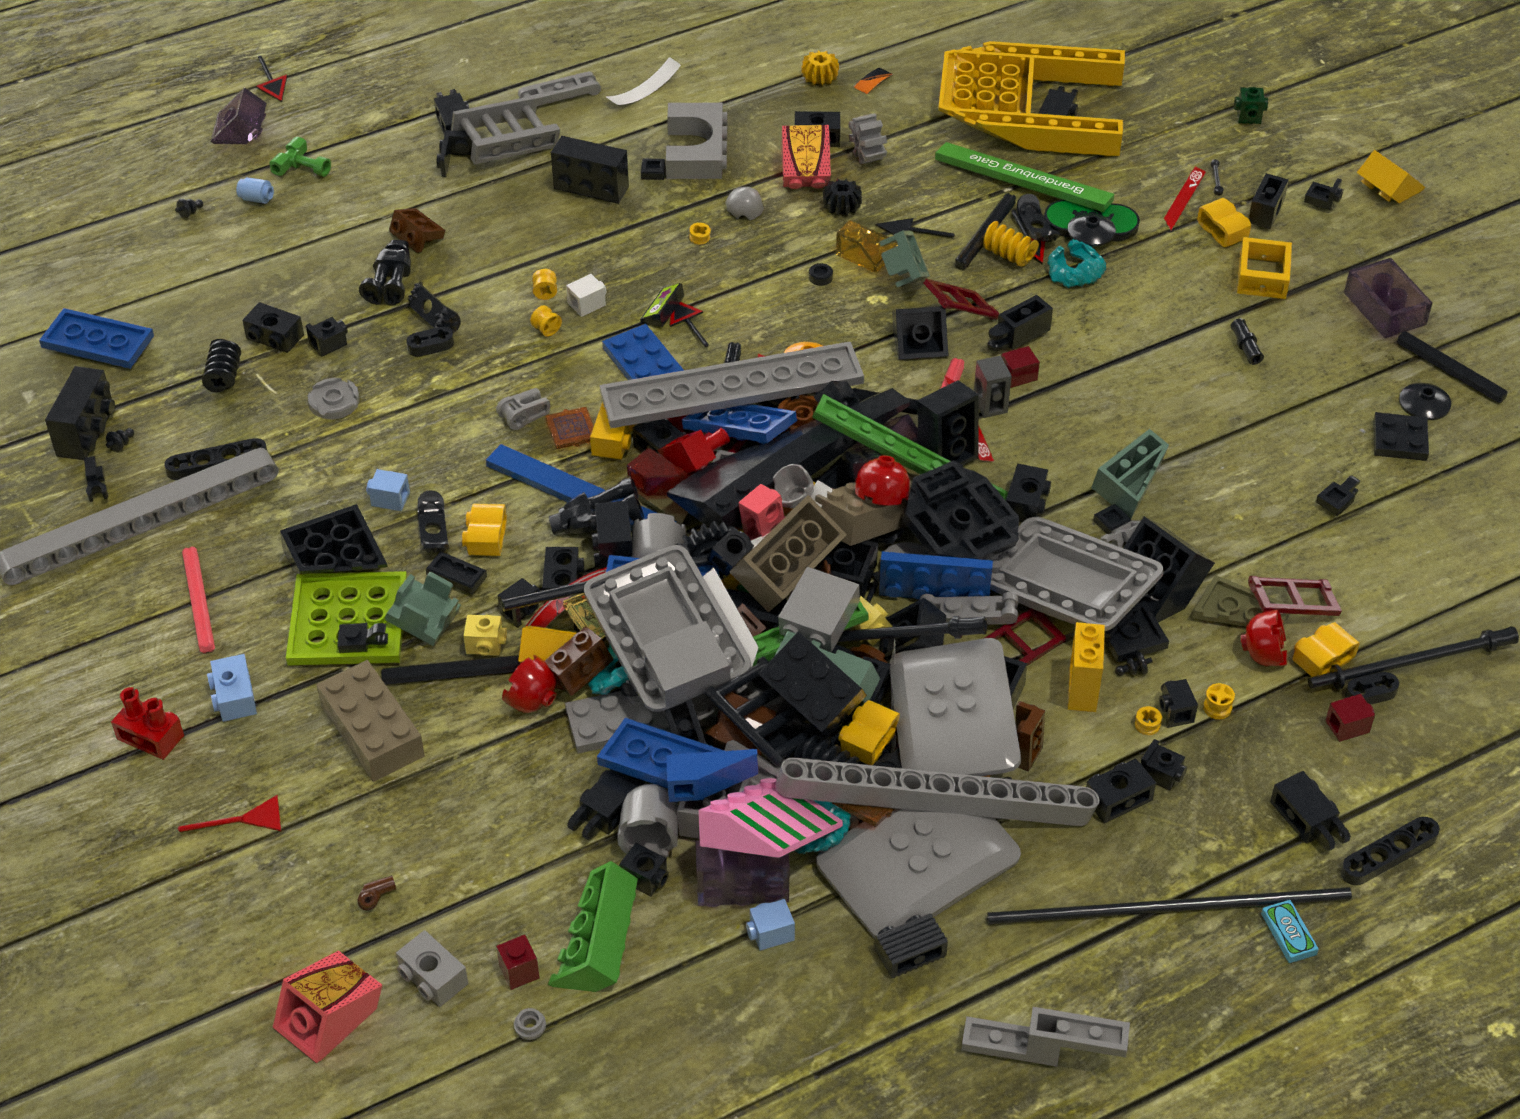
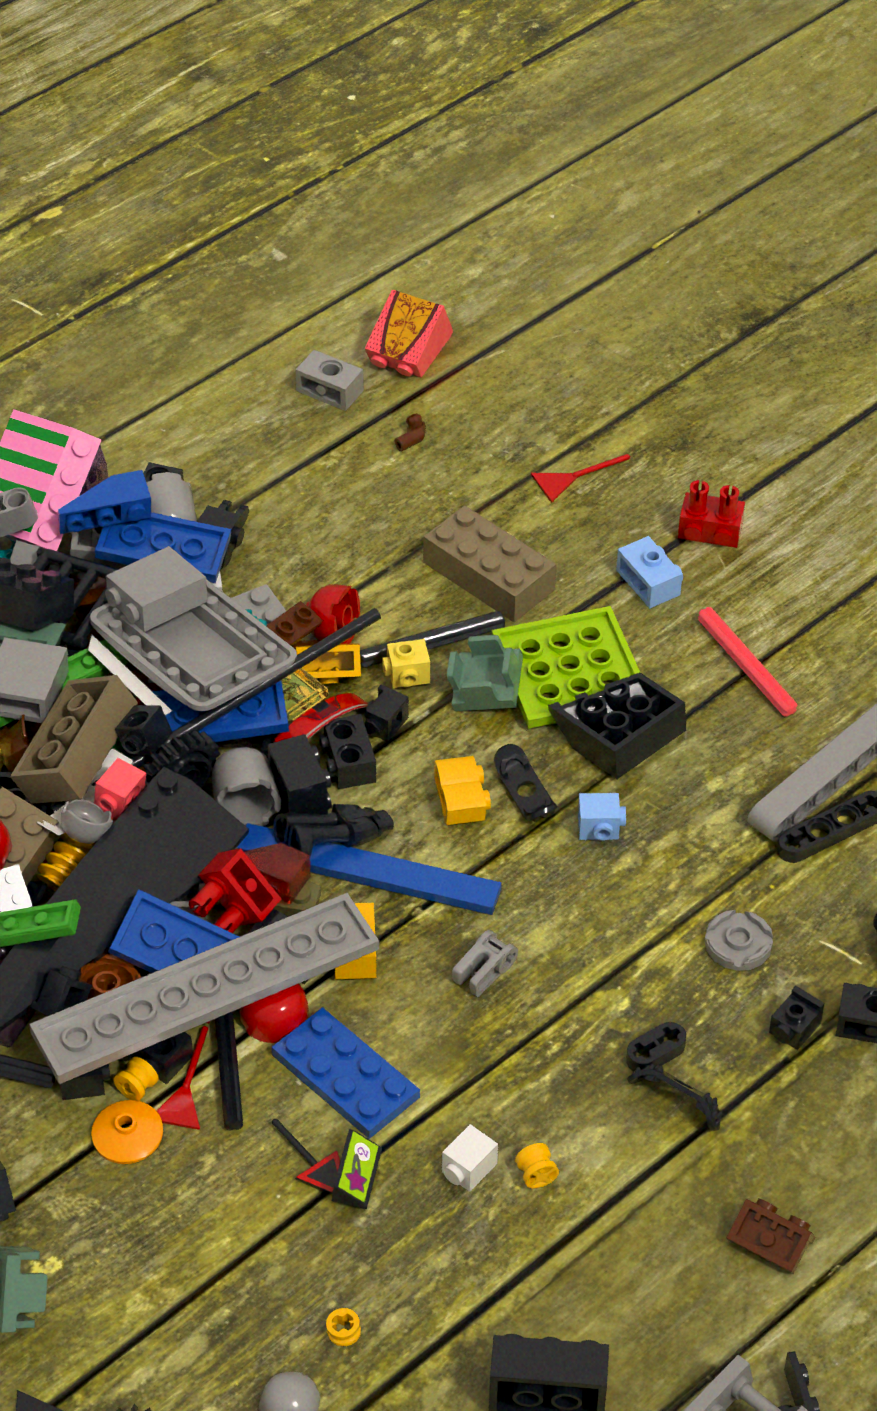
camera: 165 degrees right, 0 degrees up
(359, 635) = (541, 629): black plate -> none
(391, 262) = (770, 1164): black piece -> none
(458, 572) = (472, 737): black plate -> none
(518, 962) = (253, 393): dark red brick -> none
(526, 1017) = (226, 362): light grey plate -> none
(546, 321) = (509, 1102): yellow wheel -> none
(570, 427) = (415, 962): clear orange piece -> none
(598, 931) = (187, 424): bright green wedge -> none
(820, 274) = (138, 1287): black tile -> none
(861, 246) = (77, 1353): clear yellow slope -> none

